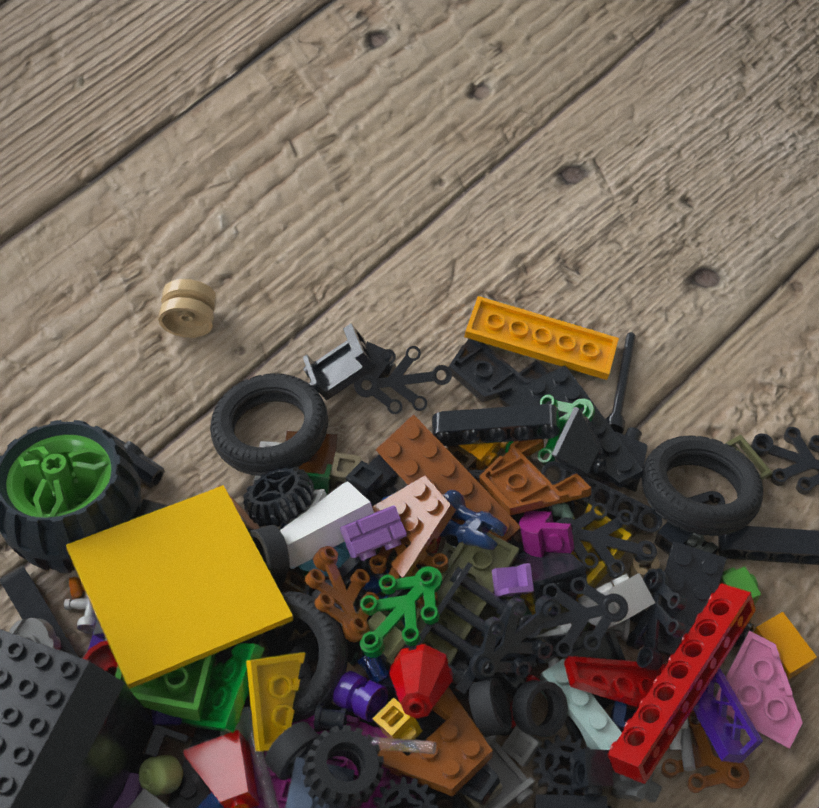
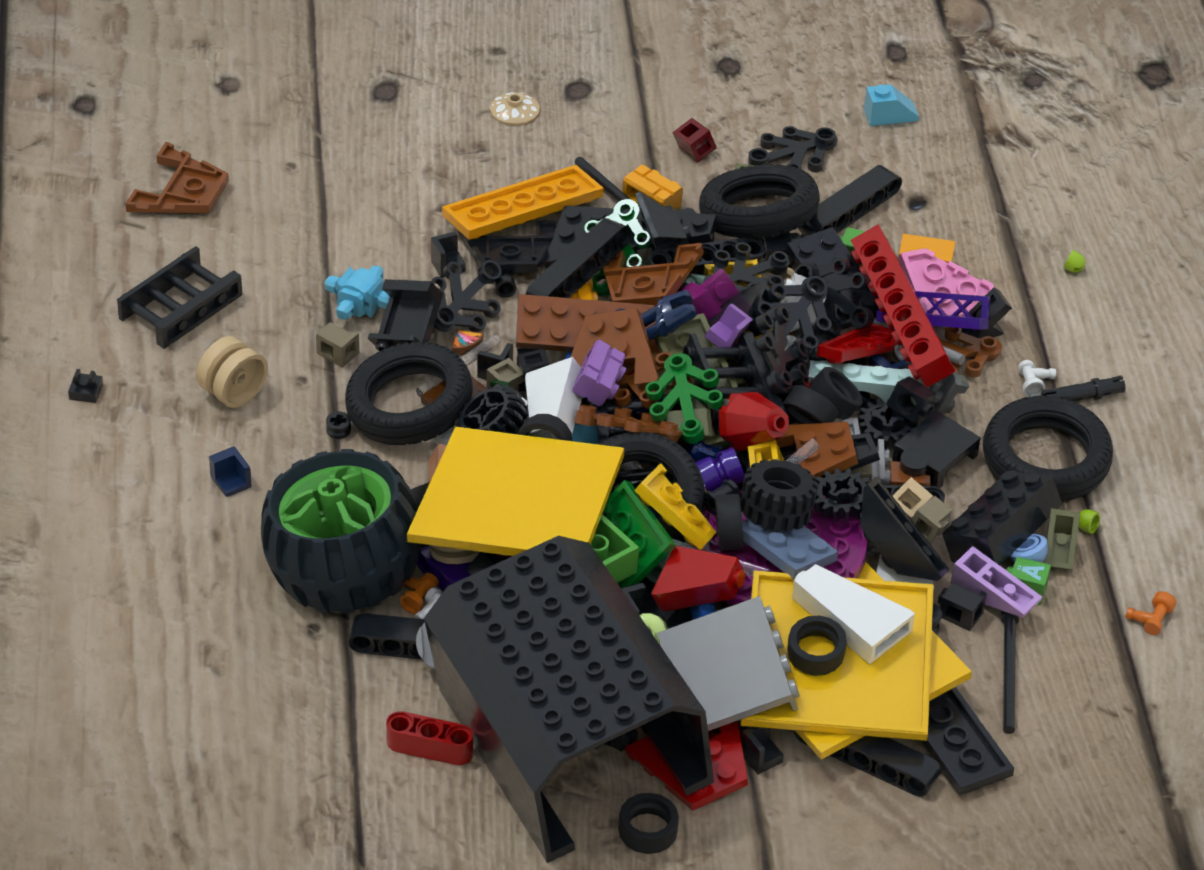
camera: 50 degrees left, 15 degrees down
(106, 382) = (230, 471): none -> dark blue panel
(114, 242) = (85, 387): none -> black tile
(207, 399) = (333, 420): none -> black bush
(243, 243) = (185, 316): none -> black fence
(286, 343) = (337, 344): none -> dark tan brick
(343, 311) = (358, 292): none -> medium azure piece
(353, 150) = (190, 190): none -> dark orange wing
(362, 429) = (468, 358): none -> clear bar
(362, 447) = (486, 360): none -> black panel
(370, 414) = (466, 340): none -> tile
(440, 336) = (445, 250): none -> black panel
(450, 393) = (505, 286): none -> black hinge
(639, 263) = (514, 108): none -> tan dish
(646, 405) = (654, 186): none -> light orange brick
(730, 389) = (695, 139): none -> dark red brick
(770, 751) = (998, 308): none -> black slope

